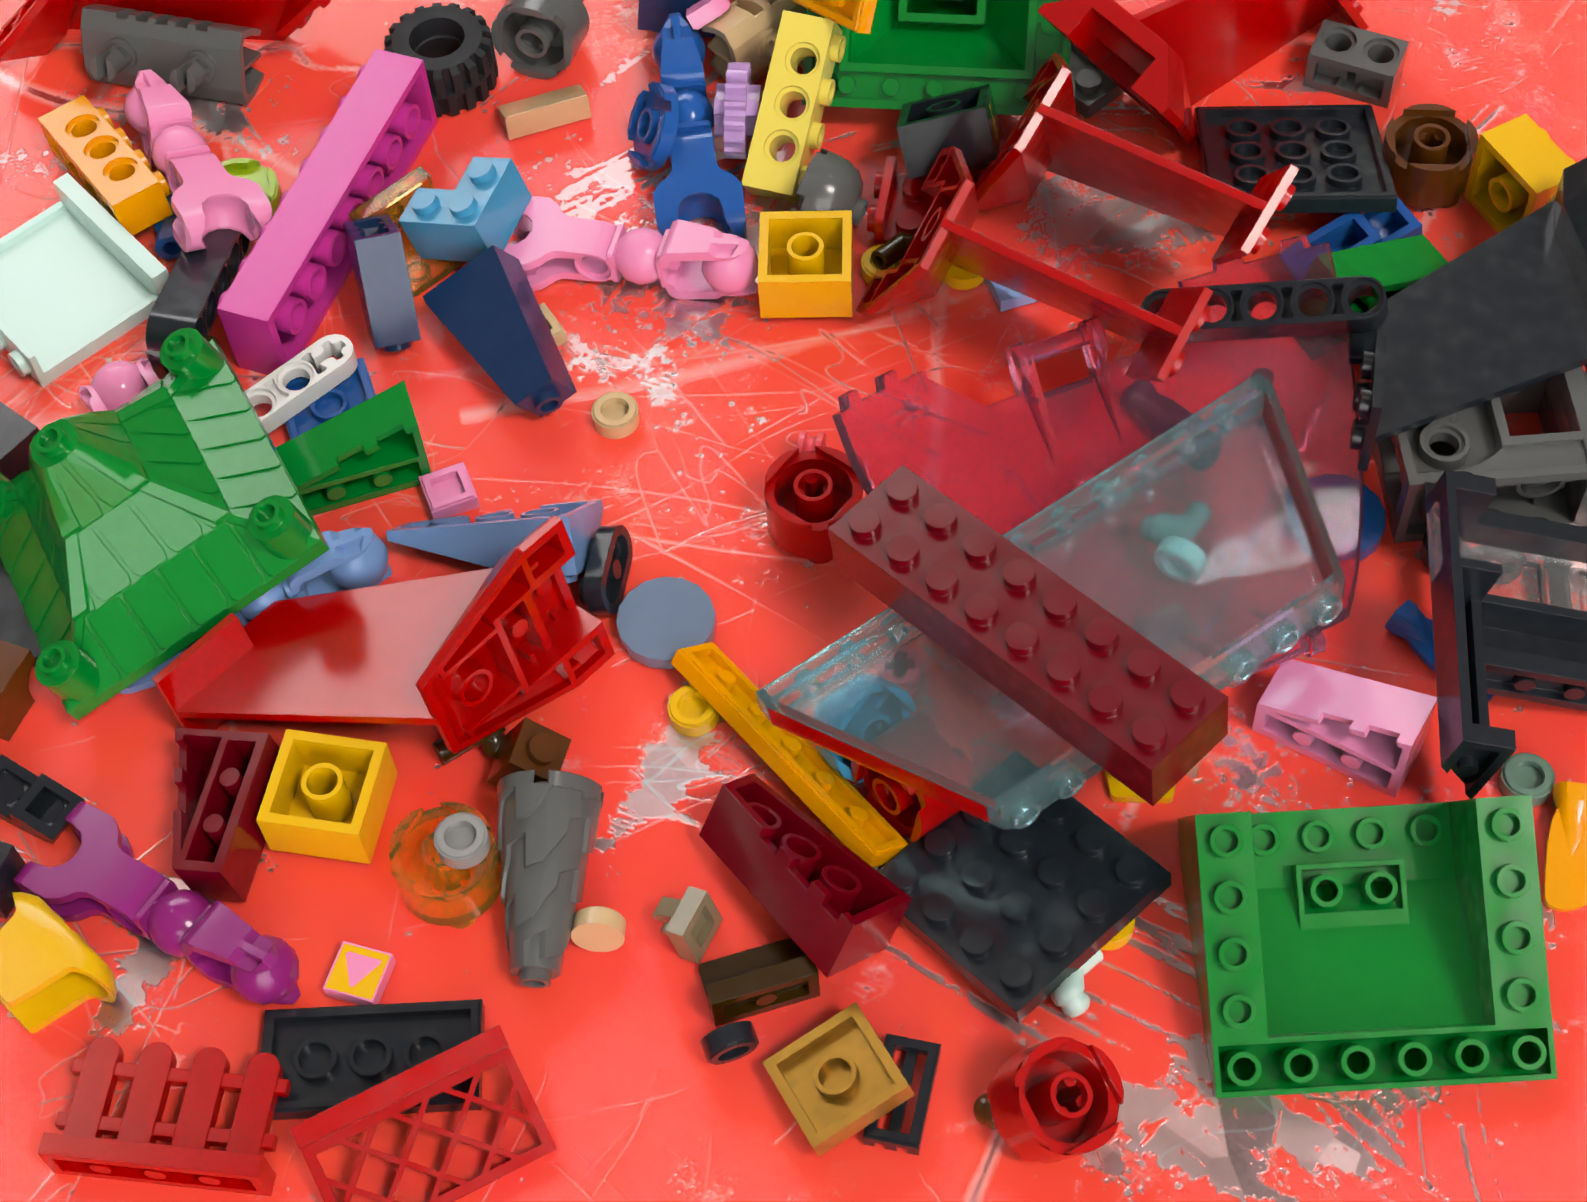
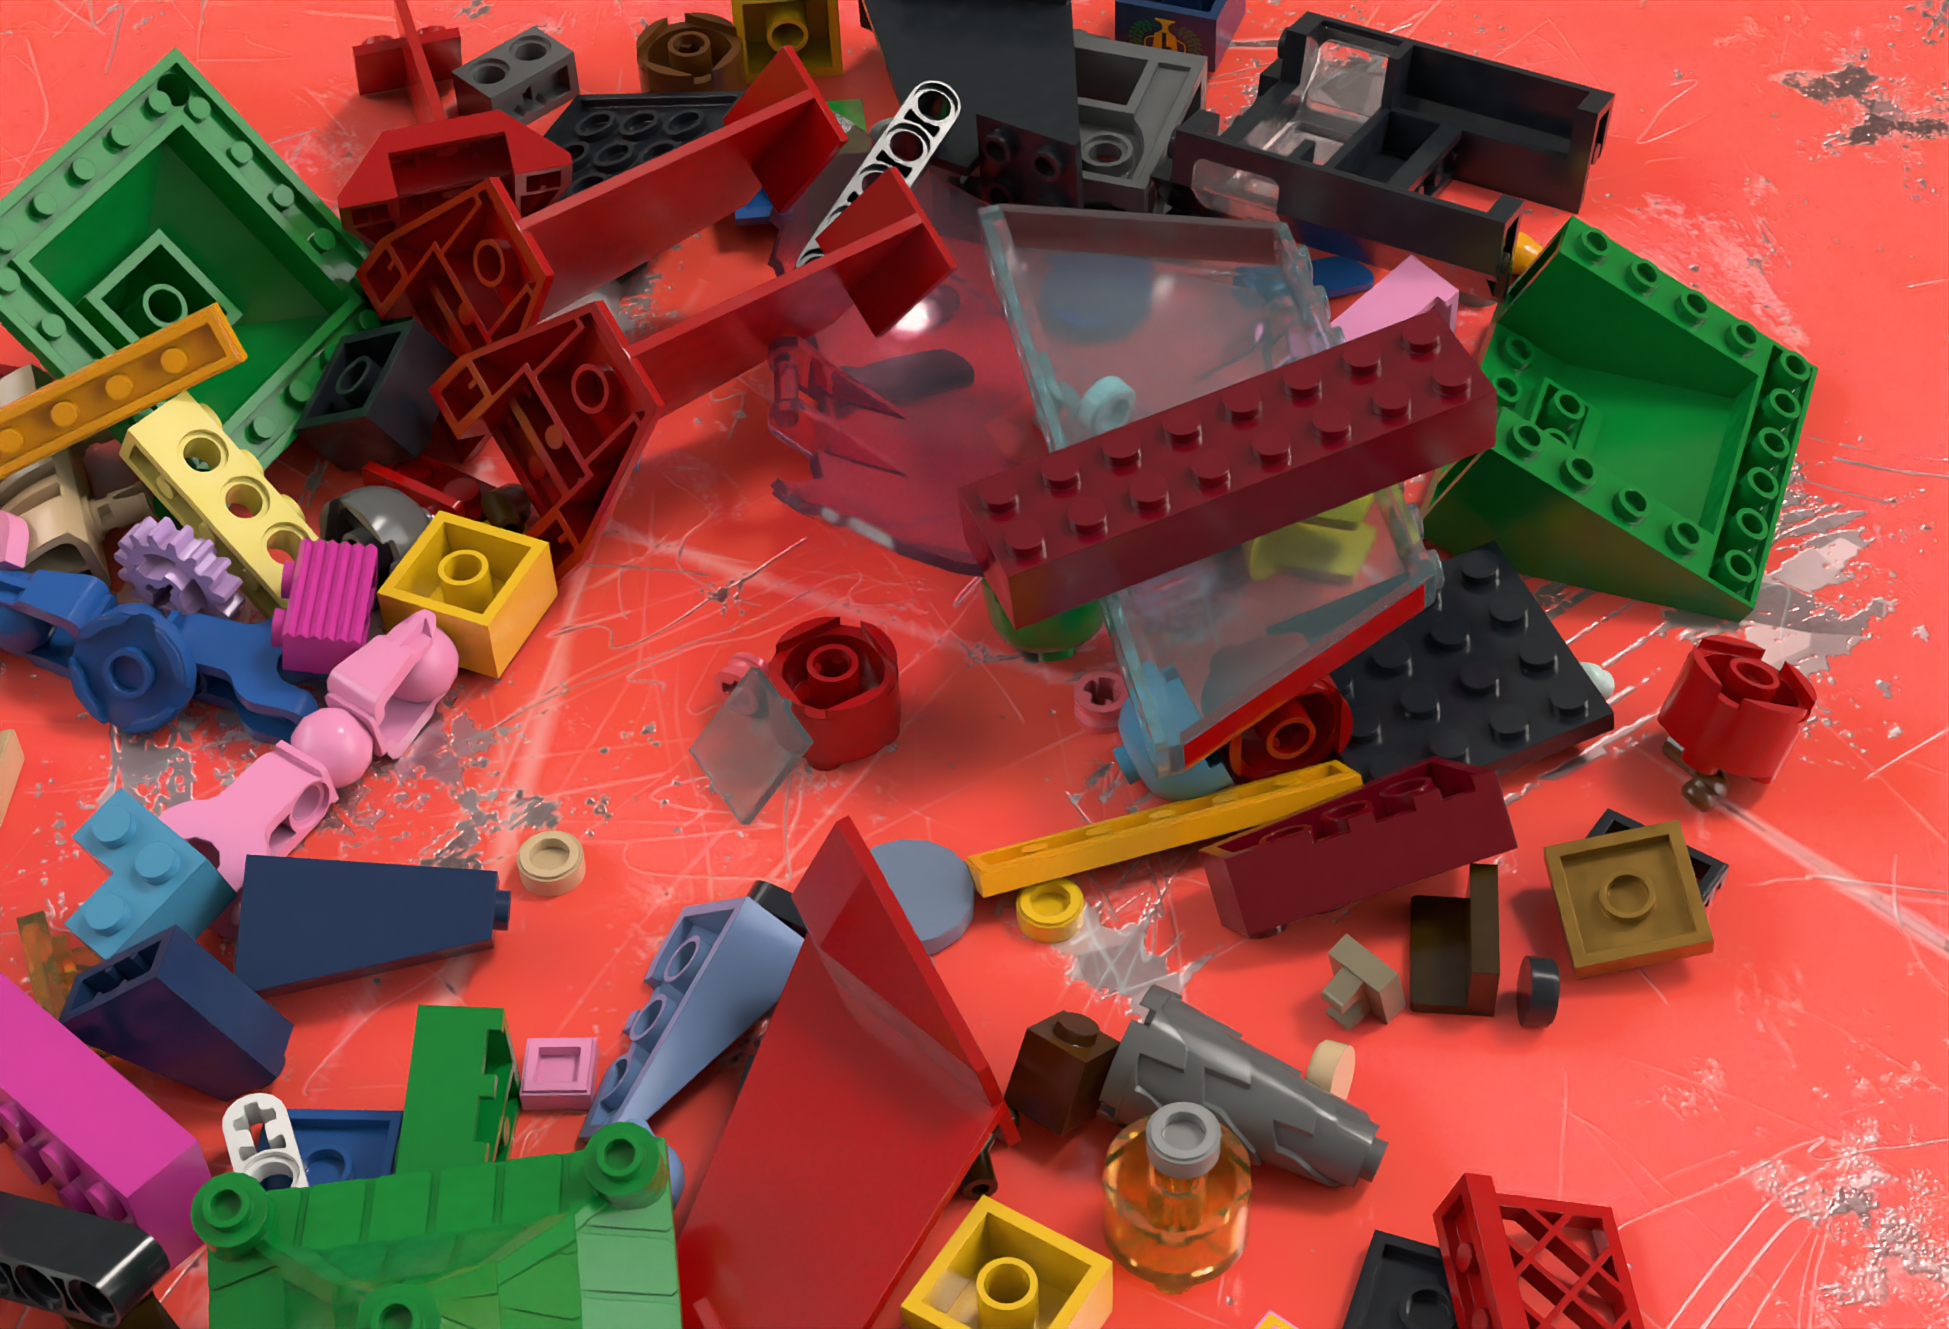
camera: 70 degrees left, 10 degrees down
(735, 191) = (328, 604): none -> dark pink brick
(740, 474) = (750, 746): none -> clear light blue piece

